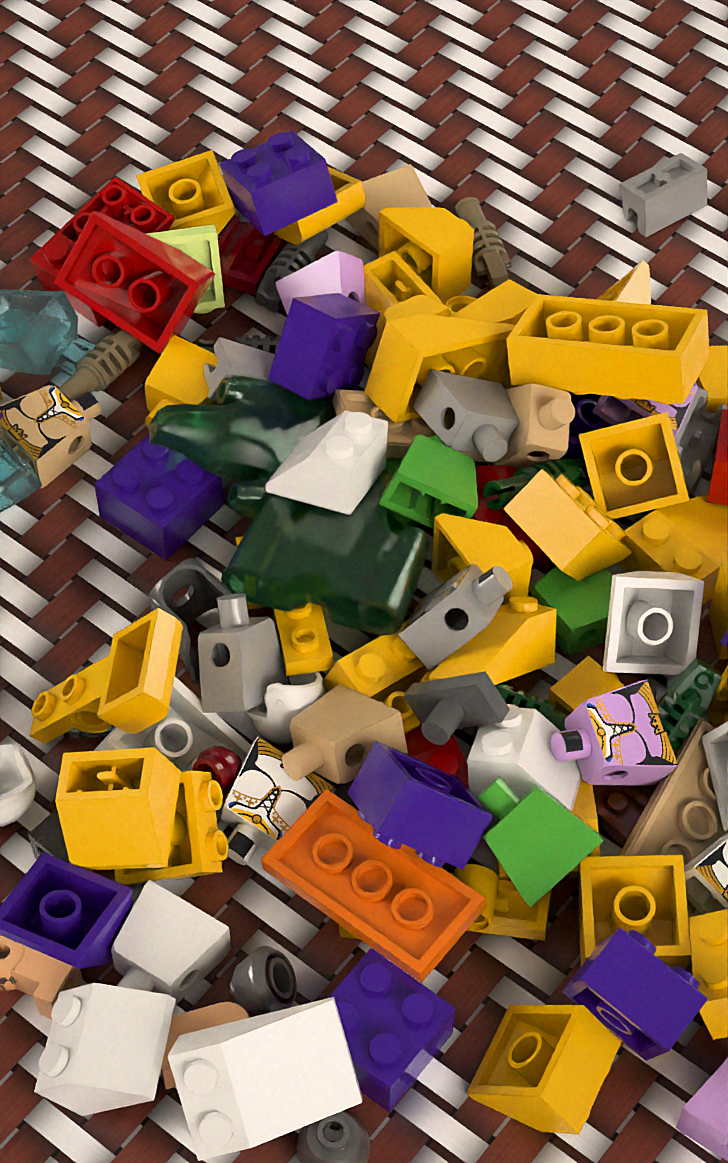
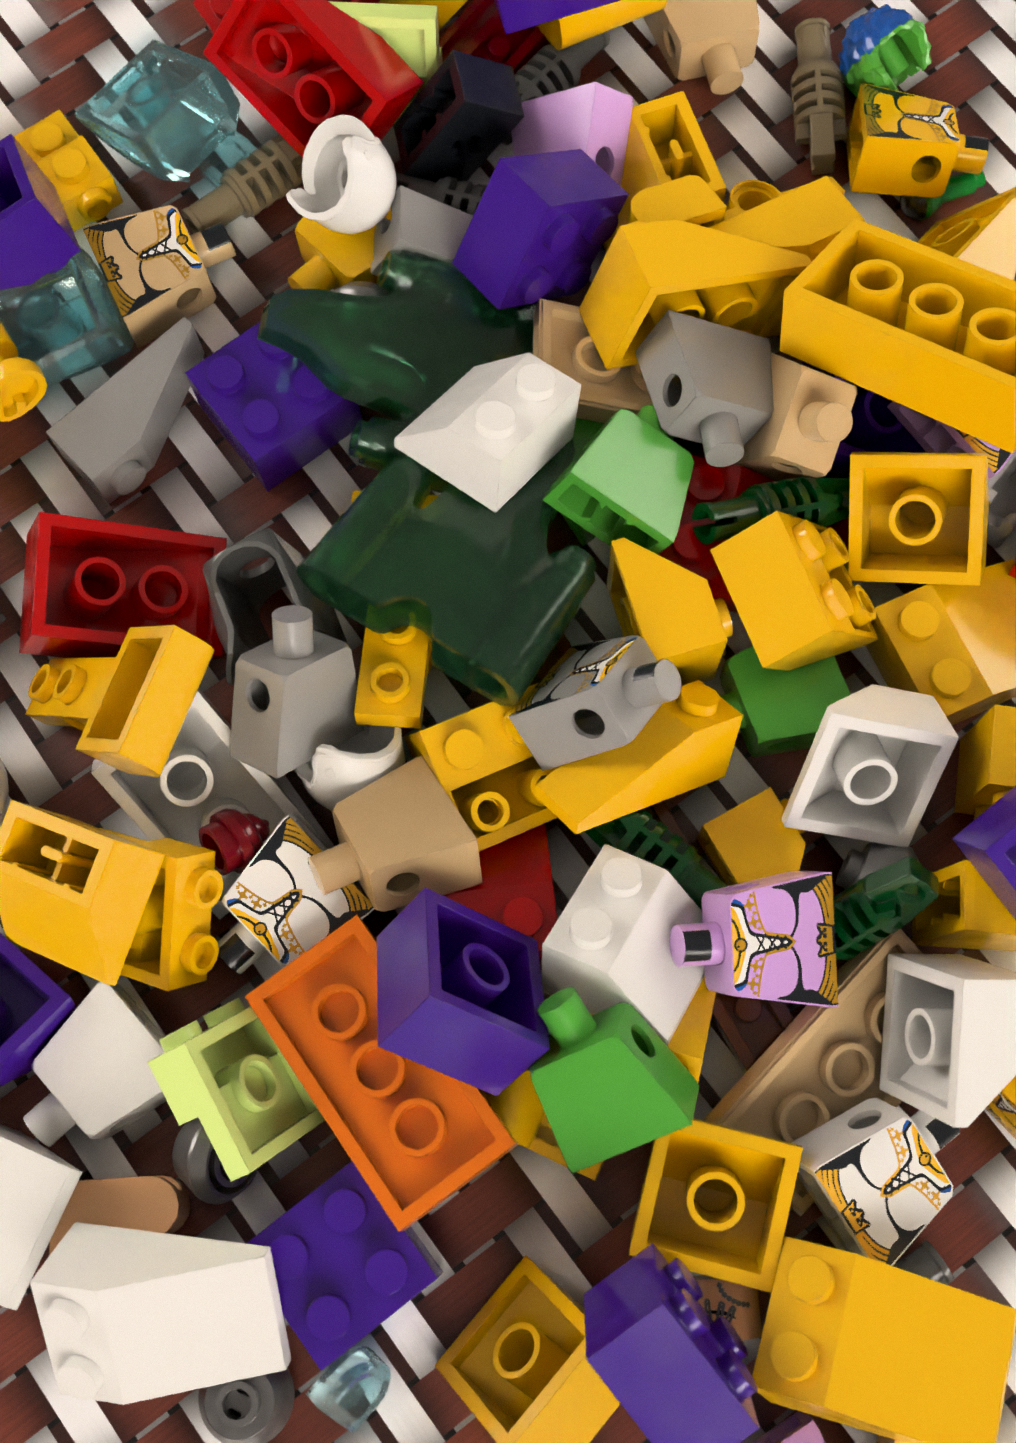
camera: 20 degrees right, 20 degrees up
(49, 535) = (126, 421): none -> light grey slope
(63, 631) = (102, 577): none -> red slope
(178, 338) = (345, 177): none -> white helmet
(242, 295) = (458, 118): none -> black brick
(267, 910) = (235, 1087): none -> yellowish green plate
(411, 1114) = (351, 1387): none -> clear light blue tile
(432, 244) = (737, 93): yellow slope -> none
(455, 704) = (552, 845): dark grey tile -> none
(520, 209) = (883, 49): none -> bright green piece
(554, 259) = (907, 144): none -> yellow torso
(584, 287) = (958, 186): none -> green piece

